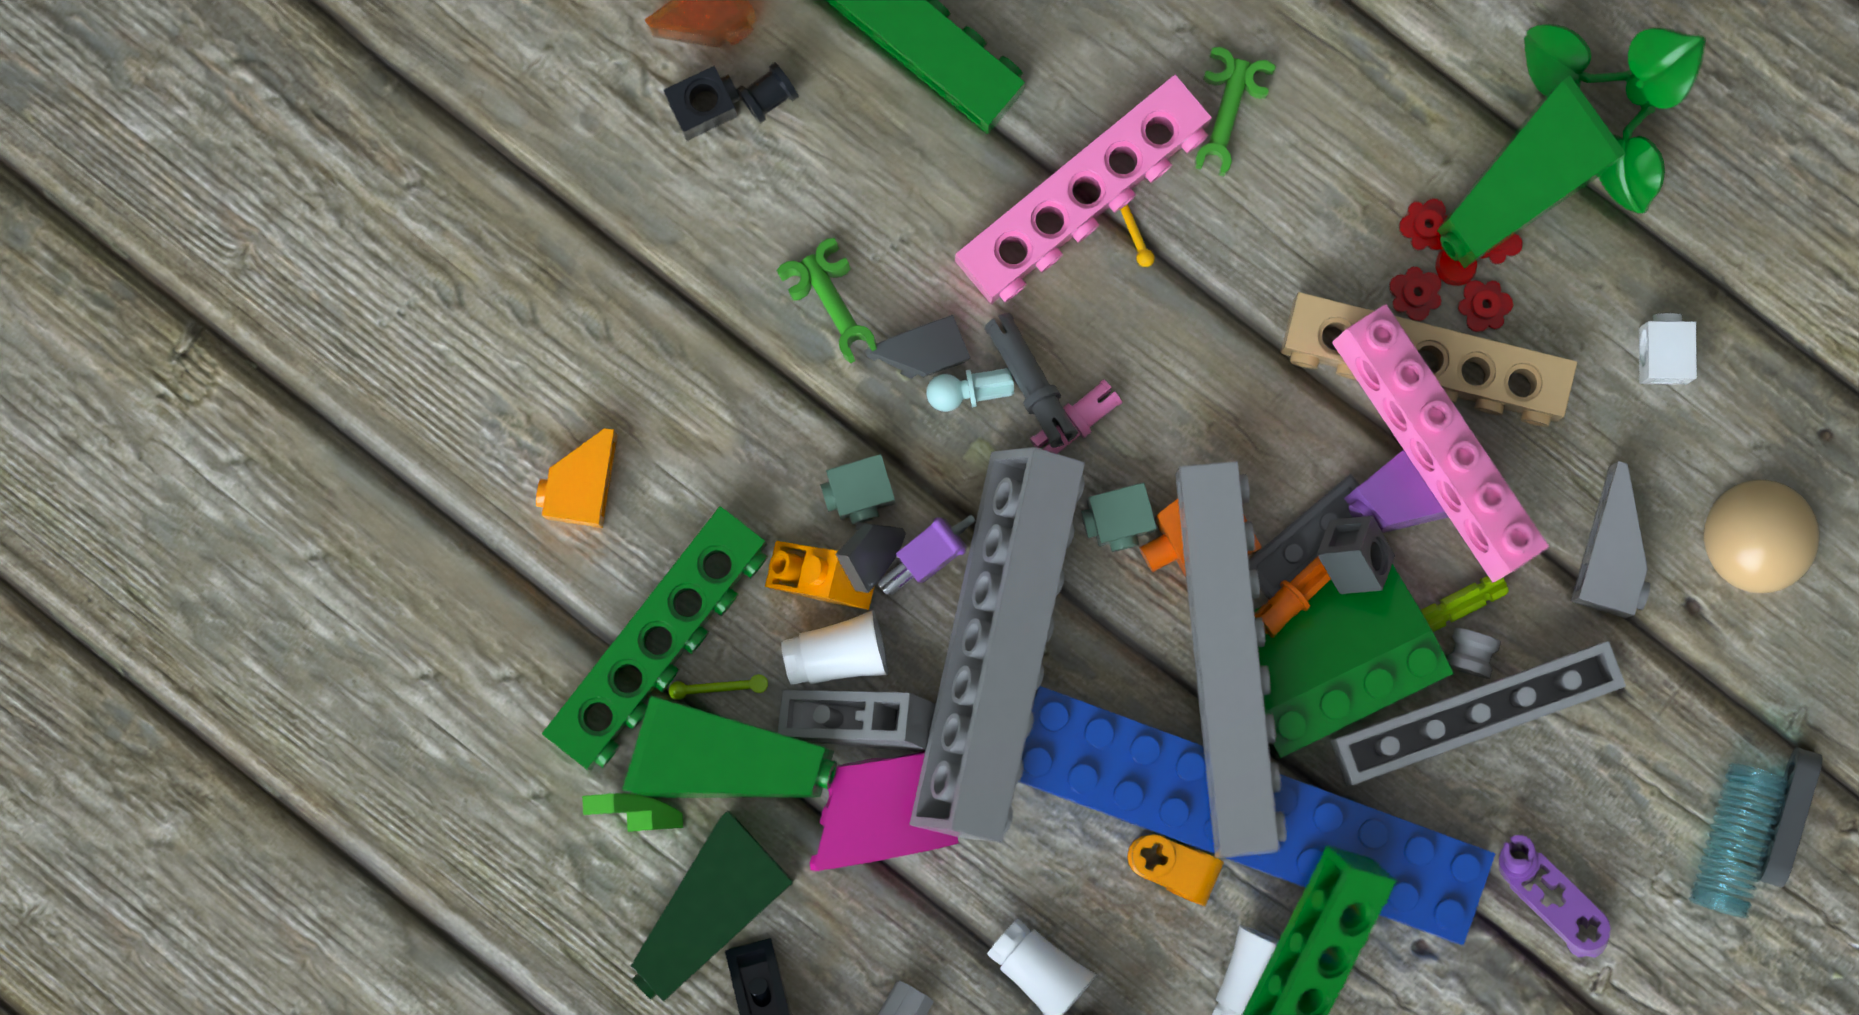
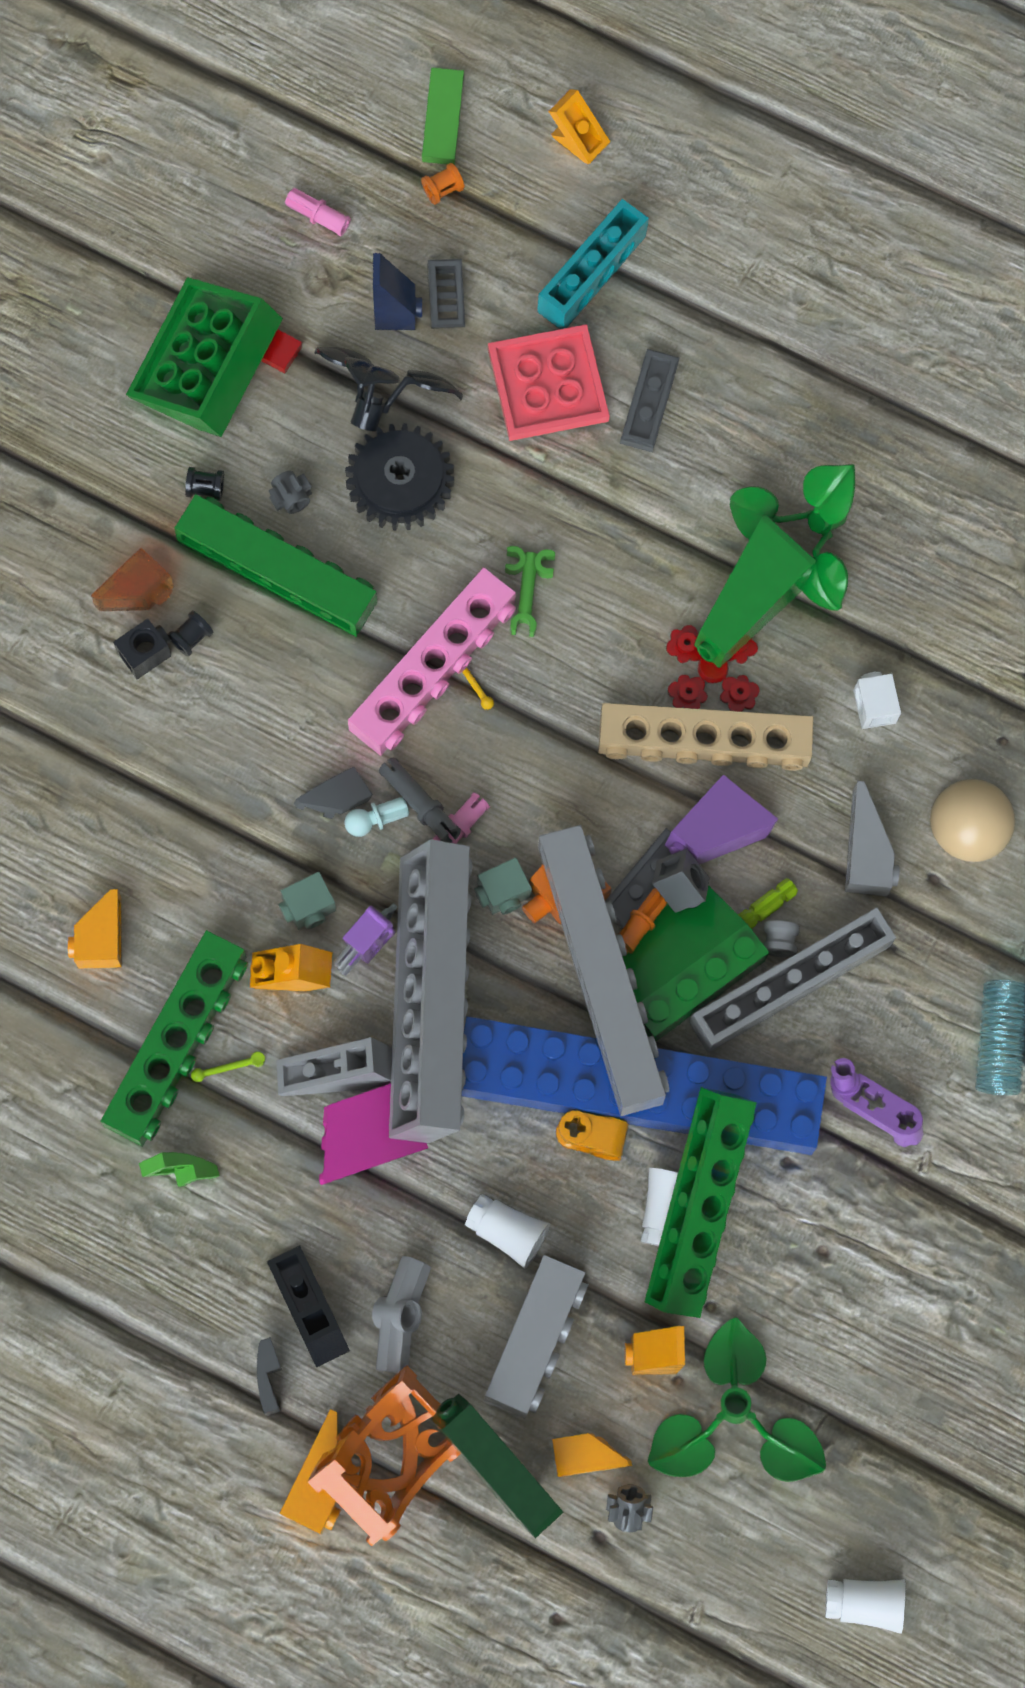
camera: 15 degrees left, 10 degrees down
(710, 756) = (233, 1113): green slope -> none
(713, 903) = (251, 1227): dark green slope -> none
(816, 272) = (250, 753): bright green bar -> none
(836, 651) = (311, 1022): white plant -> none
(870, 554) = (323, 944): dark grey slope -> none
(1439, 443) = (725, 787): bright pink brick -> none

